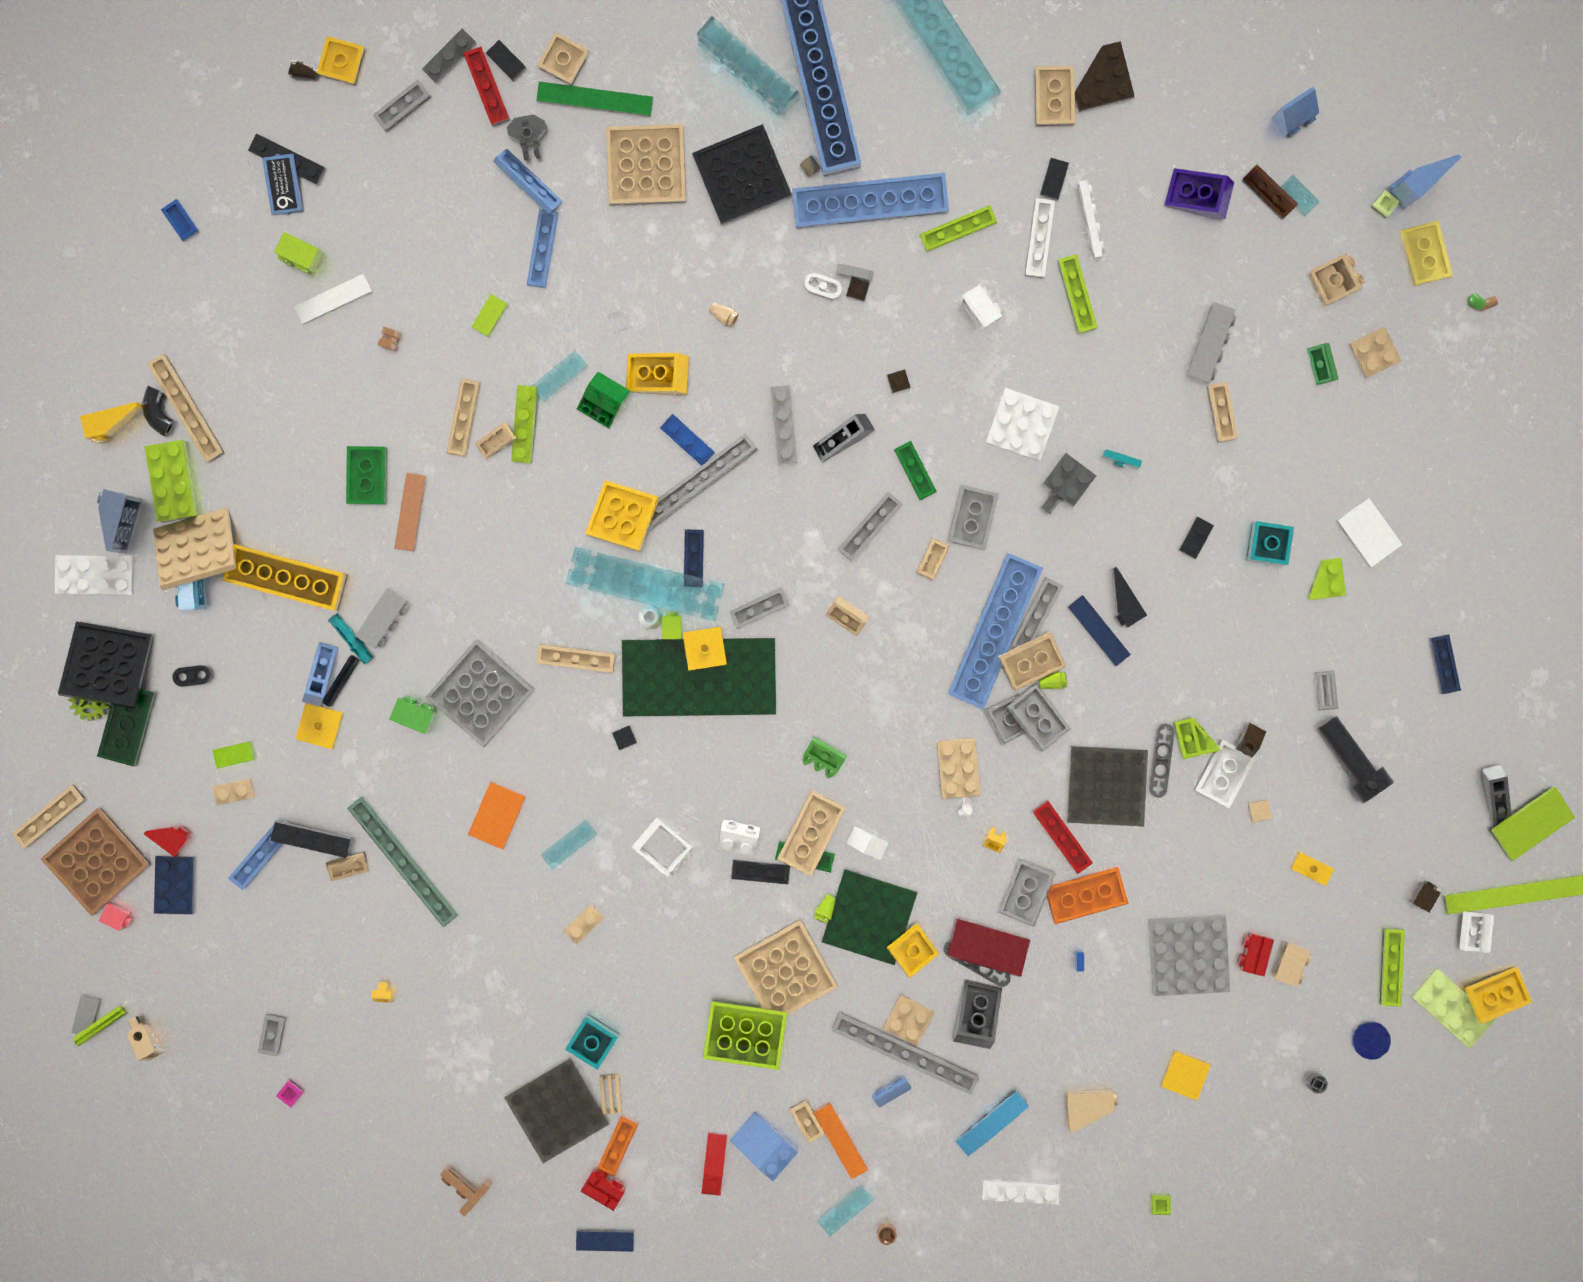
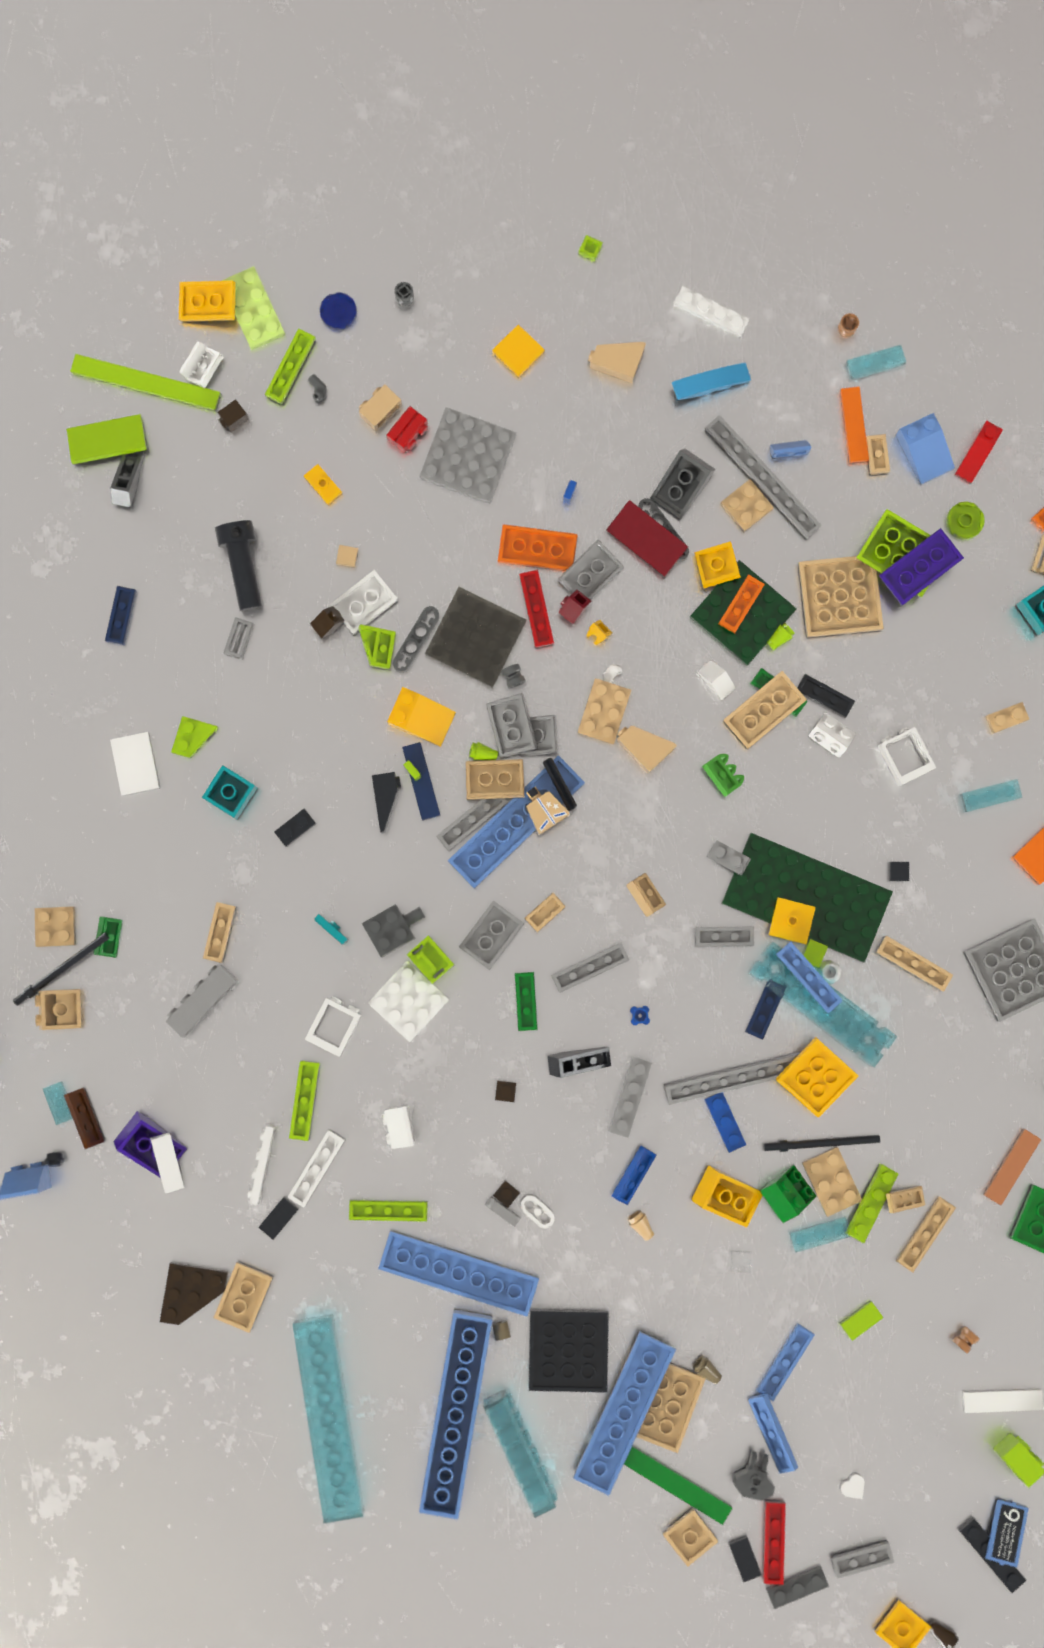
camera: 155 degrees left, 5 degrees down
(435, 165) = (853, 1486): none -> white tile
(568, 428) = (832, 1181): none -> tan plate
(610, 211) = (705, 1369): none -> dark tan cone
(624, 441) = (784, 1146): none -> black bar
(669, 141) = (624, 1413): none -> medium blue plate
(669, 602) = (809, 977): none -> medium blue plate
(699, 1094) = (965, 520): none -> lime tile
(724, 1028) = (921, 566): none -> dark purple tile
(749, 356) = (634, 1175): none -> blue plate
(786, 682) = (729, 858): none -> light grey plate
(800, 501) = (638, 1020): none -> blue plate
(875, 922) = (741, 604): none -> orange plate
(906, 751) = (645, 747): none -> tan slope
(971, 682) = (559, 784): none -> black axle
(974, 651) = (545, 810): none -> tan torso
(1019, 470) = (430, 959): none -> lime piece
(1028, 854) = (574, 606): none -> dark red brick
(1053, 761) = (512, 677): none -> dark grey wheel
(1080, 352) = (324, 1044): none -> white window
(1111, 635) = (412, 770): none -> lime tile
(1125, 689) = (421, 717): none -> yellow slope
(1177, 184) = (167, 1162): none -> white tile
(1280, 143) = (54, 1159): none -> black plate
(1355, 958) = (320, 388): none -> dark grey arm
(1370, 285) = (31, 990): none -> black bar

